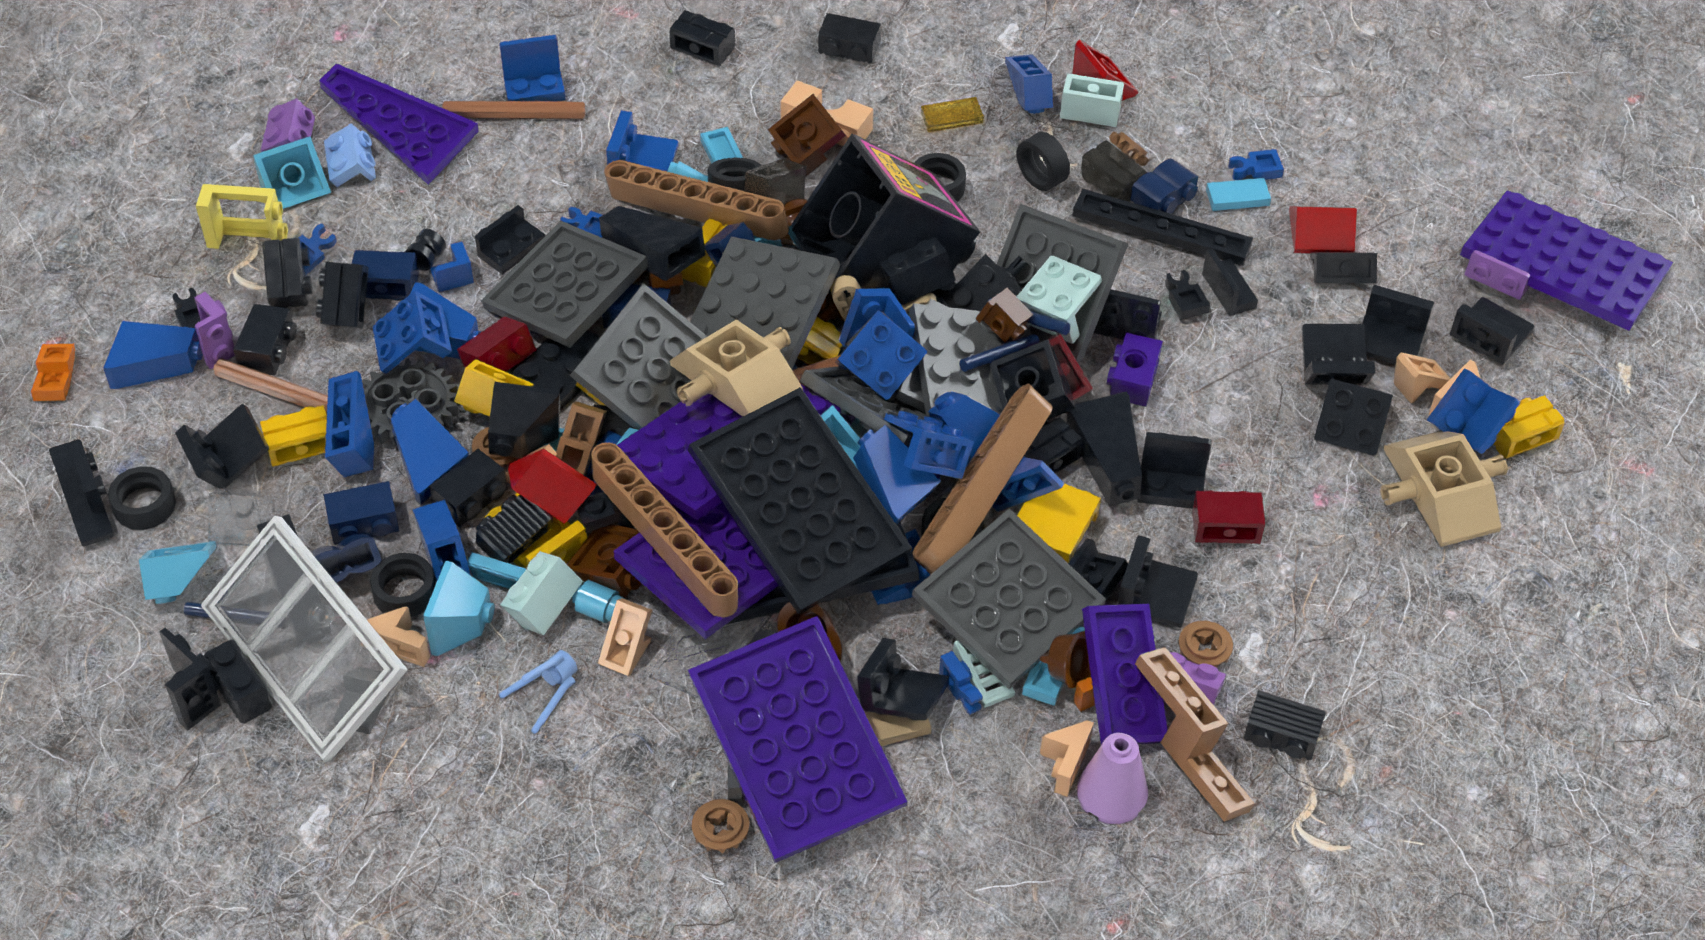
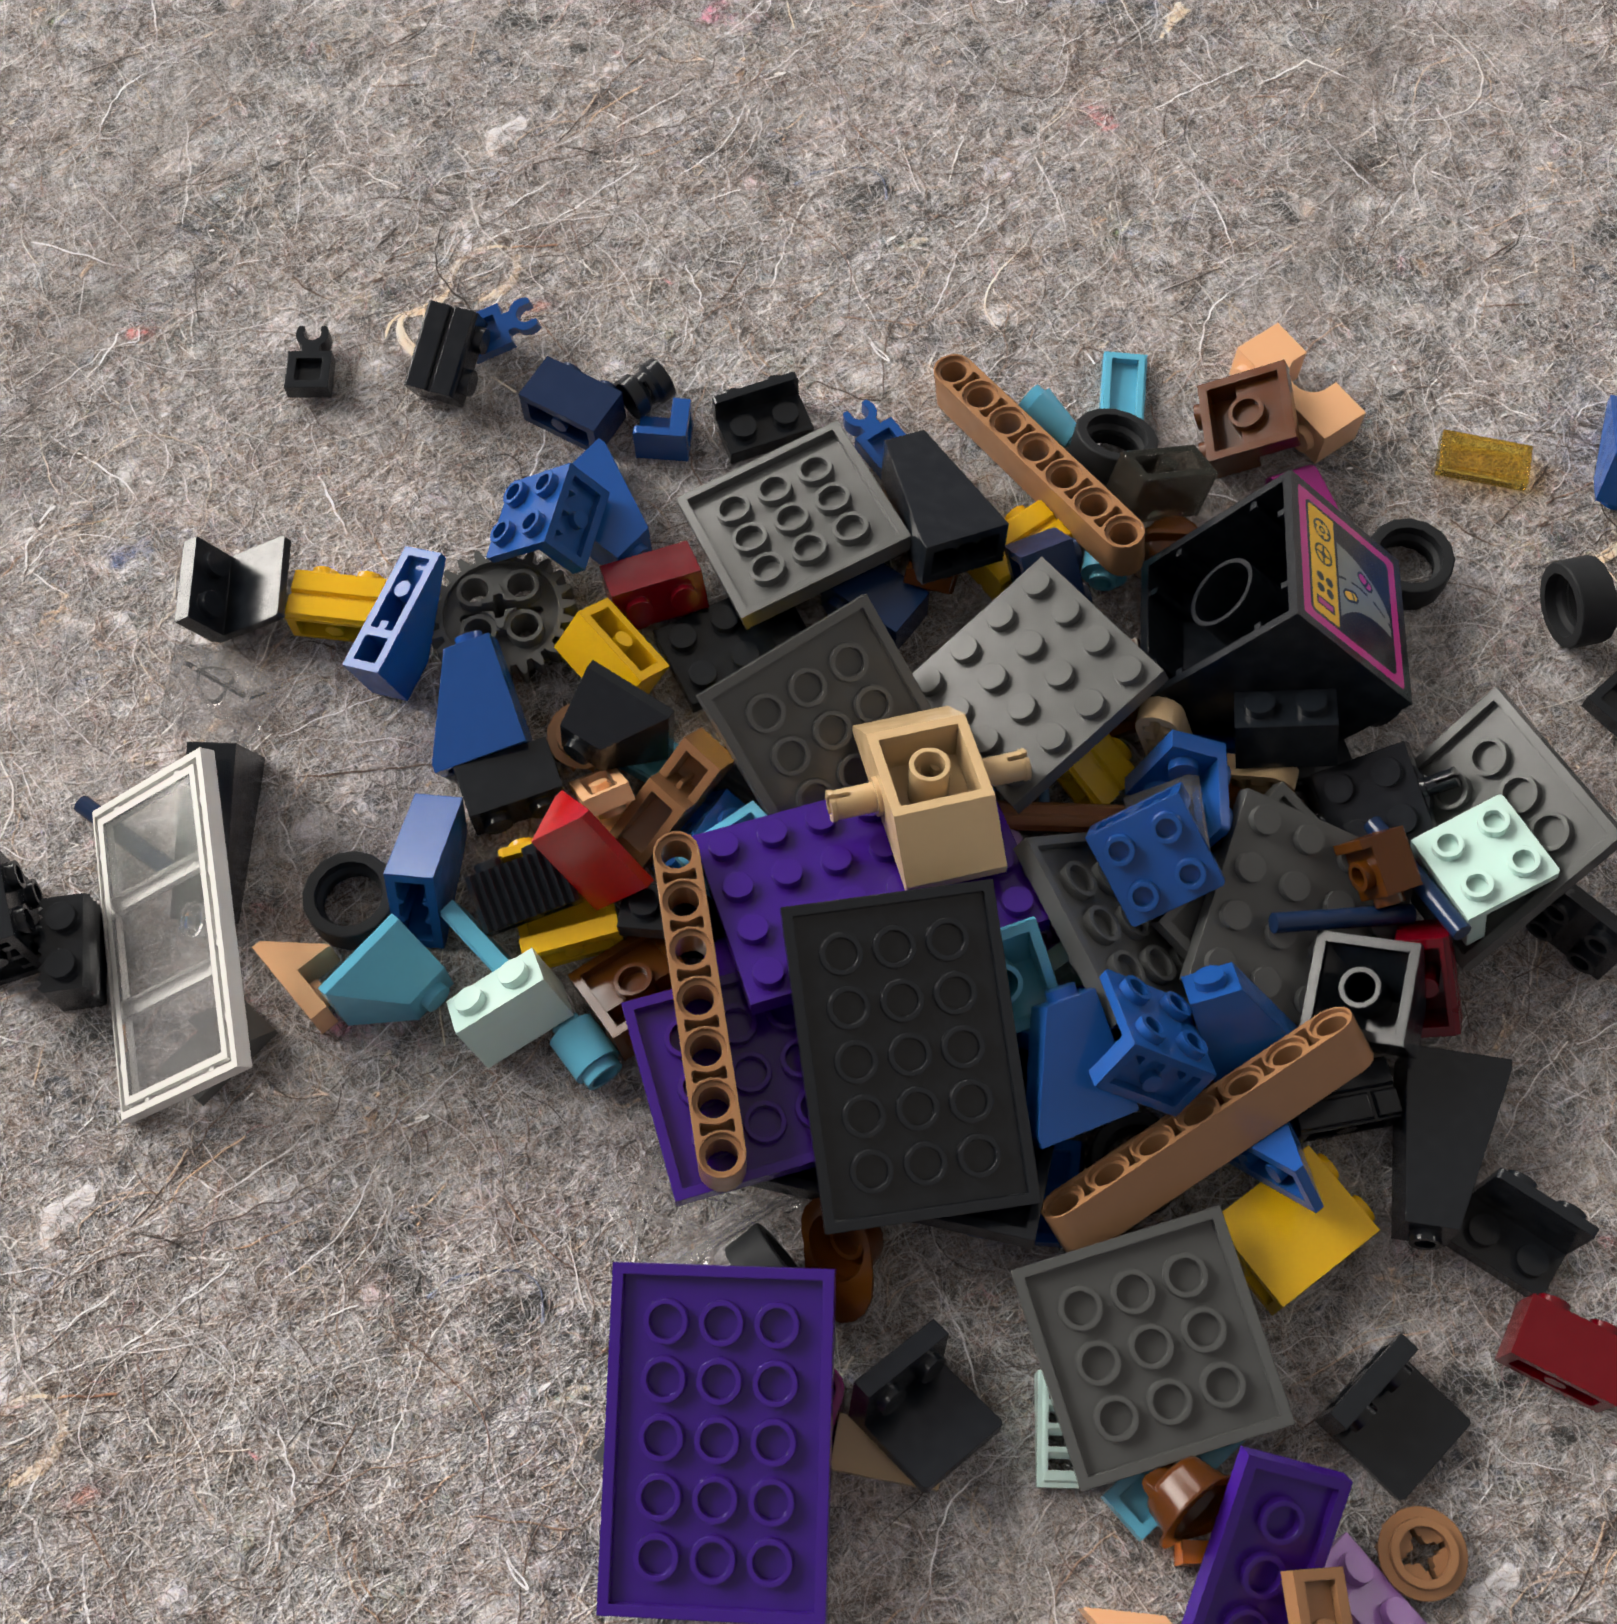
camera: 30 degrees right, 15 degrees up
(54, 372) = (113, 377): orange slope -> none
(82, 491) = (47, 573): black bracket -> none
(137, 479) = (96, 588): black tyre -> none
(150, 353) = (228, 403): blue slope -> none
(170, 569) = (85, 738): medium azure slope -> none
(213, 330) = (311, 411): medium lavender bracket -> none
(216, 225) = (402, 243): light yellow panel -> none
(265, 338) = (375, 441): black brick -> none
(269, 384) = (348, 508): nougat axle -> none
(287, 124) = (569, 134): medium lavender bracket -> none
(292, 172) = (534, 205): medium azure slope -> none
(343, 295) = (497, 420): black brick -> none
(348, 155) = (625, 204): light blue bracket -> none
(351, 555) = (283, 827): dark blue brick -> none
(361, 511) = (356, 763): dark blue brick -> none
(411, 128) = (723, 188): dark purple wing -> none
(517, 109) = (873, 215): nougat axle -> none
(532, 69) = (920, 167): blue bracket -> none
(555, 671) = (478, 1131): light blue plant -> none
(625, 637) = (590, 1129): light nougat slope -> none
(639, 148) = (1005, 346): blue bracket -> none
(702, 37) = (1183, 199): black brick -> none
(714, 813) = (540, 1495): medium nougat gear -> none
(849, 38) = (1392, 278): black brick -> none
(960, 683) = (1018, 1424): blue plate -> none
(1098, 569) = (1312, 1348): black bracket -> none
(1135, 368) = (1569, 999): dark purple brick -> none

